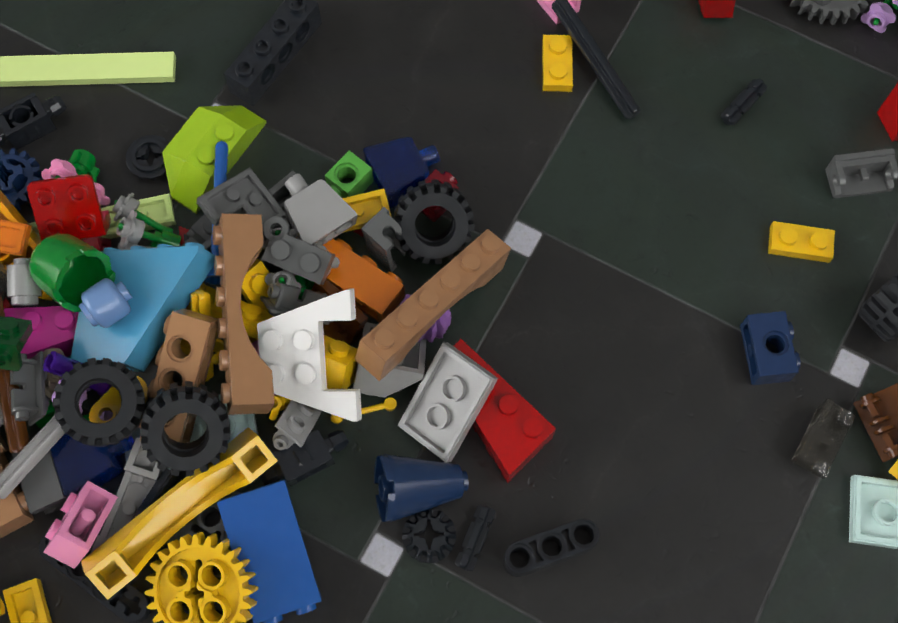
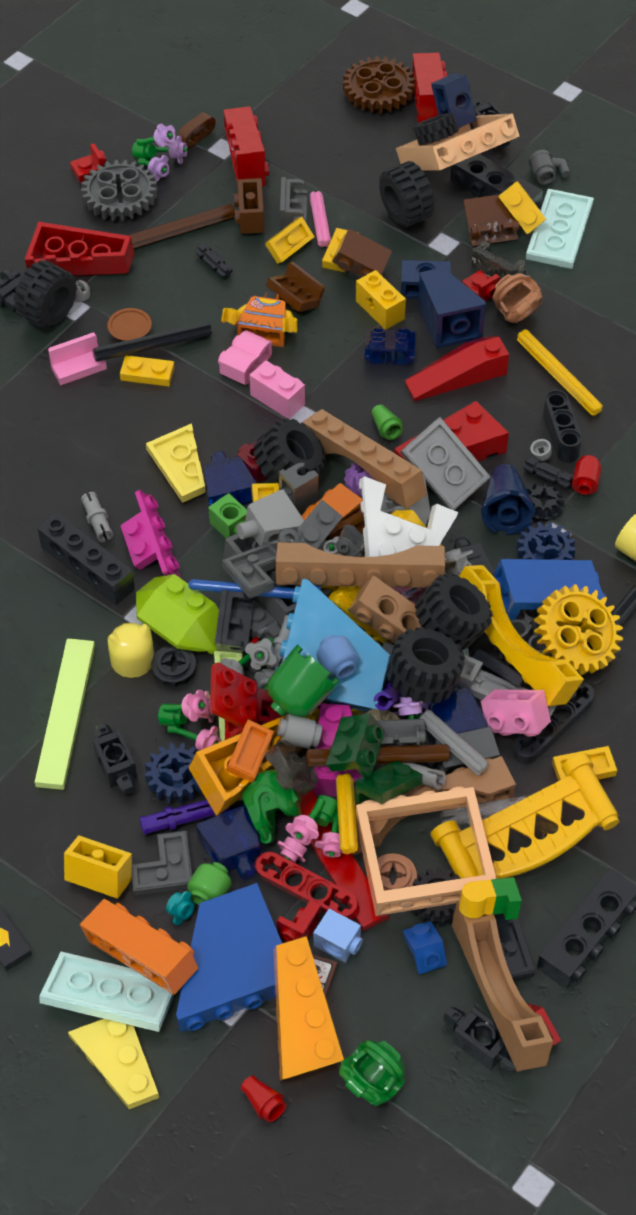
camera: 80 degrees left, 15 degrees down
(157, 109) = (131, 649): none -> light yellow piece
(179, 199) = (234, 622): none -> black hinge
(313, 106) = (147, 537): none -> dark pink bracket
(333, 537) = (545, 543): none -> dark blue gear
(338, 50) = (97, 517): none -> light grey pin
(426, 115) = (179, 462): none -> light yellow wing
(473, 587) = (586, 475): none -> red brick
(504, 519) = (538, 444): none -> light grey hinge
(519, 331) = (387, 423): none -> bright green cone
(546, 198) = (277, 389): none -> bright pink brick
(592, 157) = (244, 356): none -> bright pink brick
(618, 30) = (129, 324): none -> dark orange piece
(636, 413) = (461, 367): none -> red wedge
(648, 538) = (559, 372): none -> yellow axle
(651, 319) = (397, 341): none -> clear blue hinge
(654, 165) = (263, 317): none -> torso
(710, 375) = (449, 308): none -> dark blue slope
(713, 197) = (297, 288): none -> reddish brown bracket
(718, 296) = (380, 299): none -> yellow brick
(756, 466) = (517, 297): none -> nougat helmet
(779, 261) = (360, 254): none -> reddish brown brick
(779, 421) = (482, 284): none -> red bracket
(791, 57) = (182, 225): none -> reddish brown axle
(796, 178) = (289, 240): none -> yellow plate
(837, 123) = (250, 205): none -> reddish brown brick
(848, 209) = (320, 219): none -> bright pink axle

